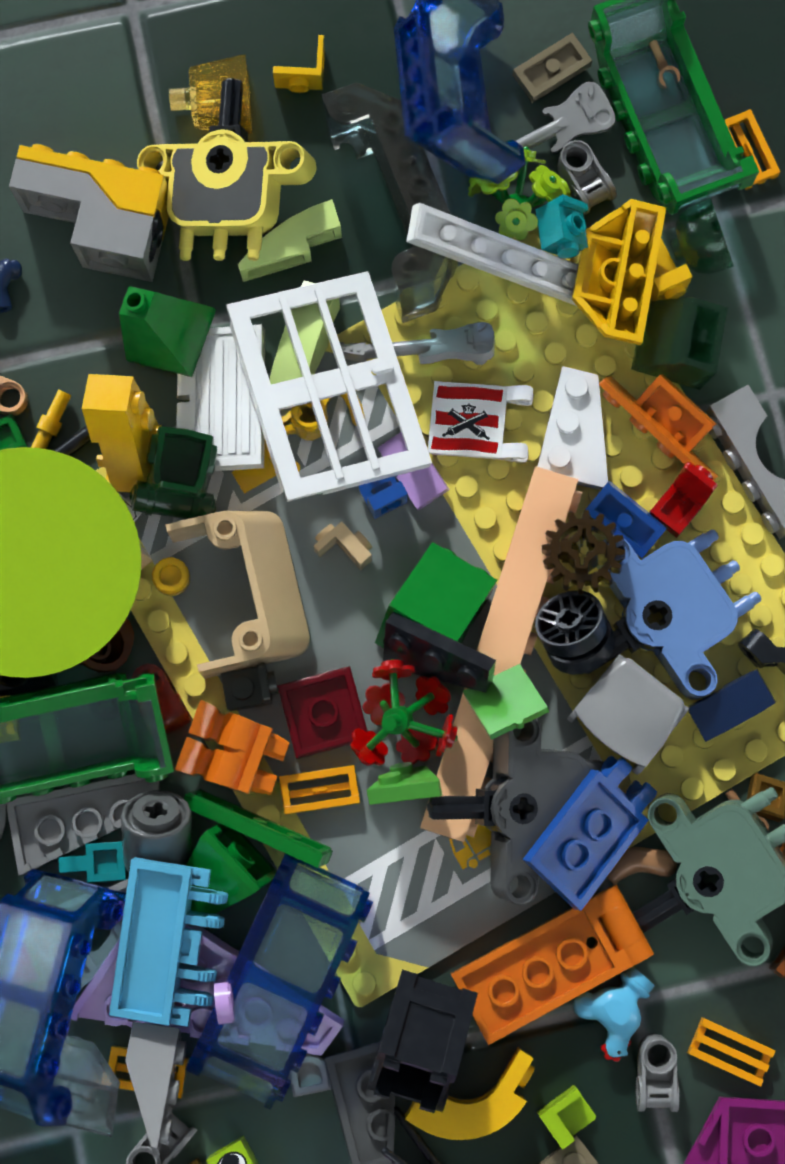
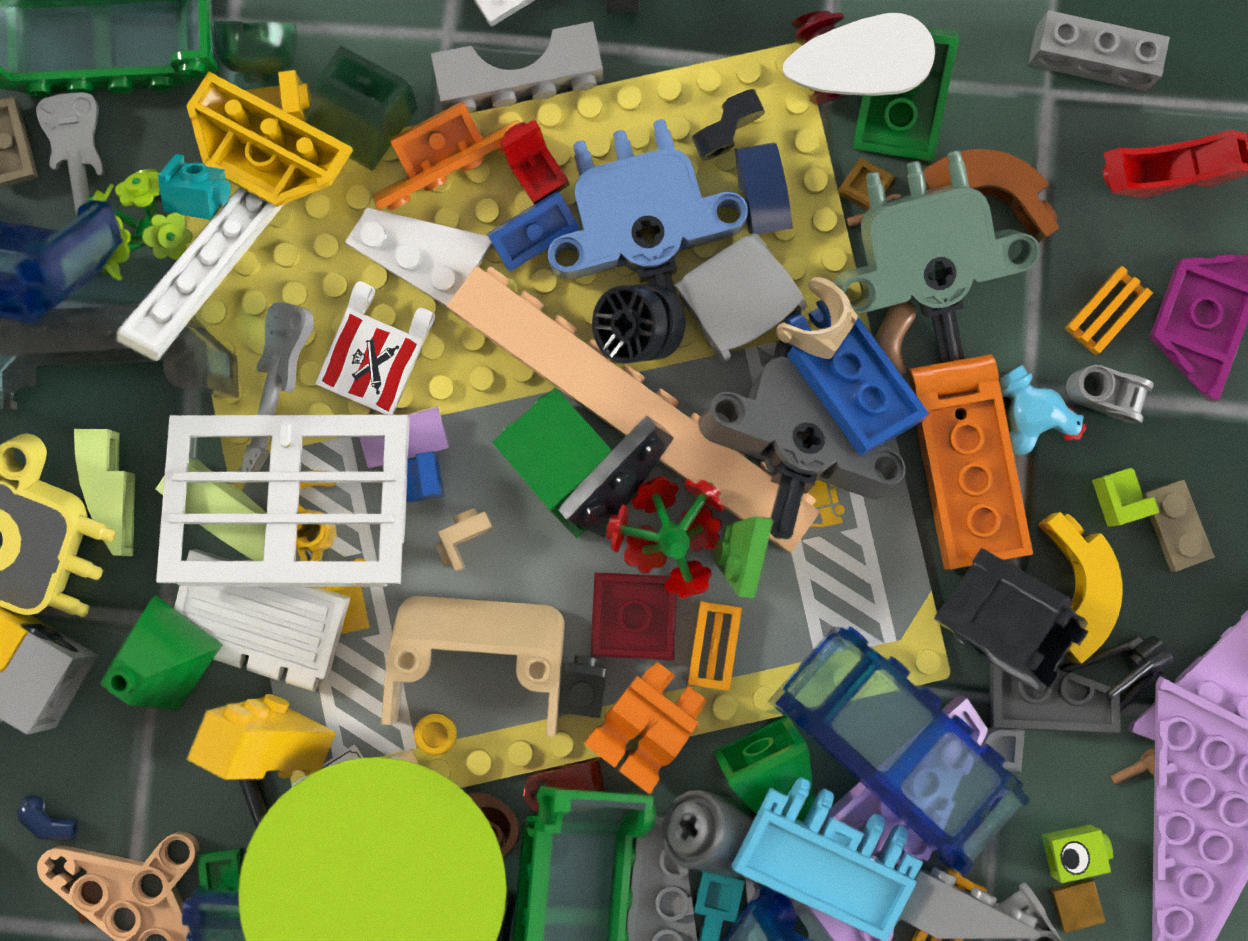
camera: 75 degrees left, 5 degrees up
(49, 423) = (223, 816): yellow bar -> none
(177, 475) = (329, 693): dark green piece -> none
(224, 1003) = (918, 817): lavender tile -> none
(258, 828) = (736, 723): green tile -> none
(507, 703) = (693, 417): piece -> none
(587, 182) = (149, 145): light grey piece -> none
(598, 552) = (552, 301): dark brown gear -> none
(614, 799) = (826, 341): none -> tan helmet
(663, 65) = (46, 22): medium nougat hand -> none

